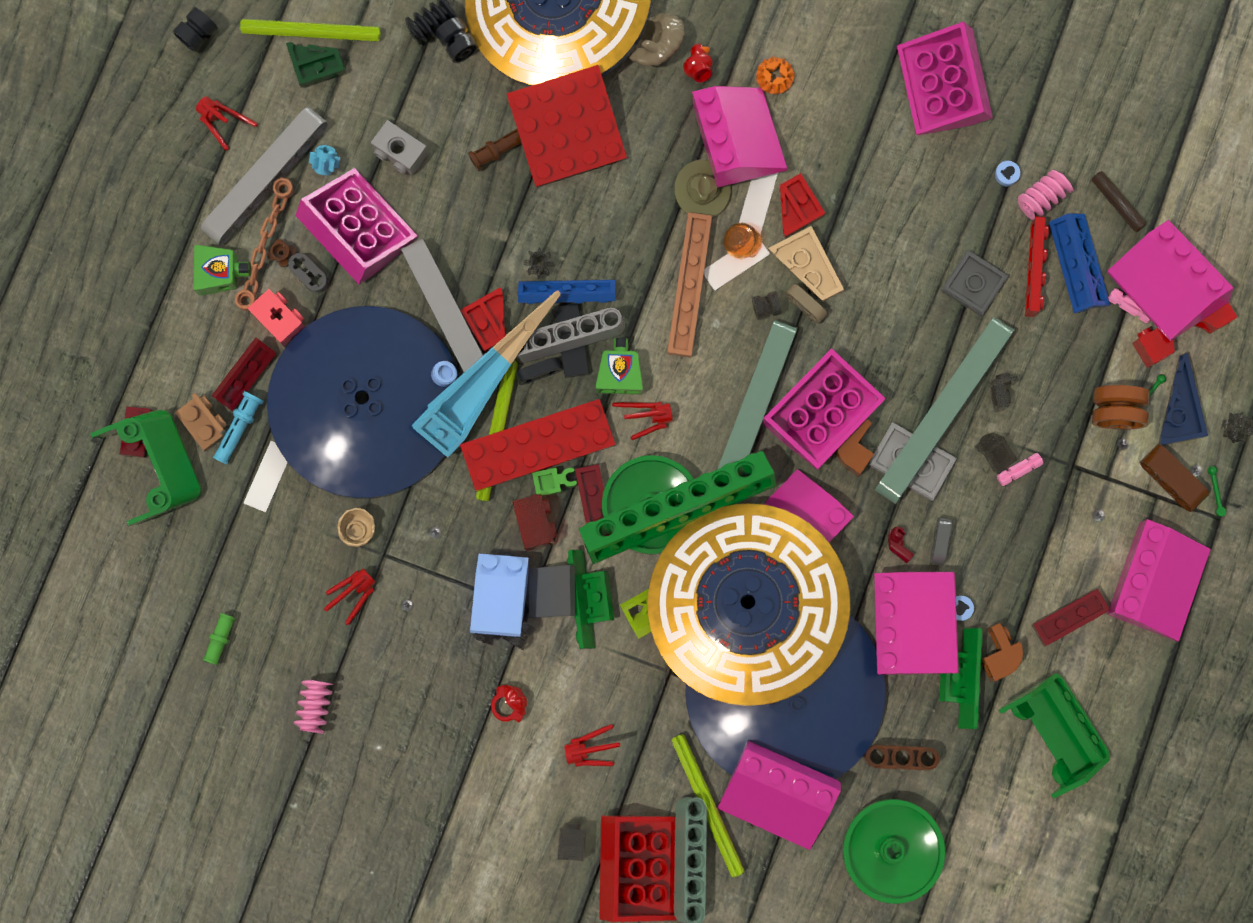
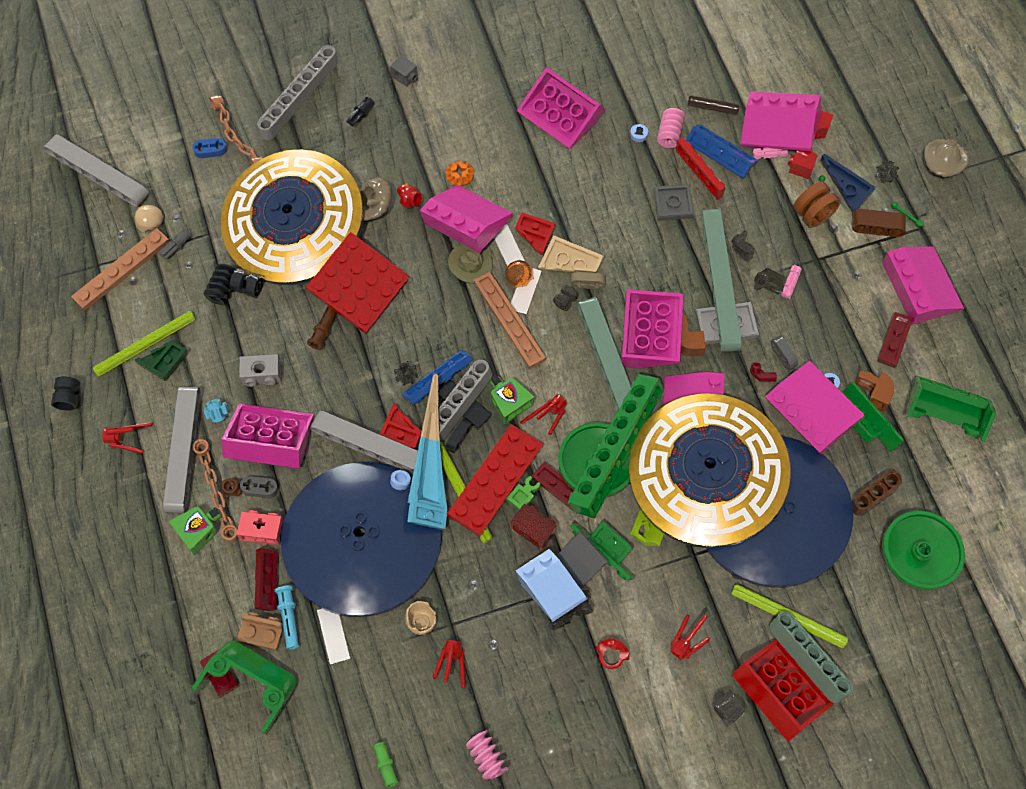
camera: 40 degrees left, 15 degrees down
(779, 795) = (828, 572): dark pink slope -> none

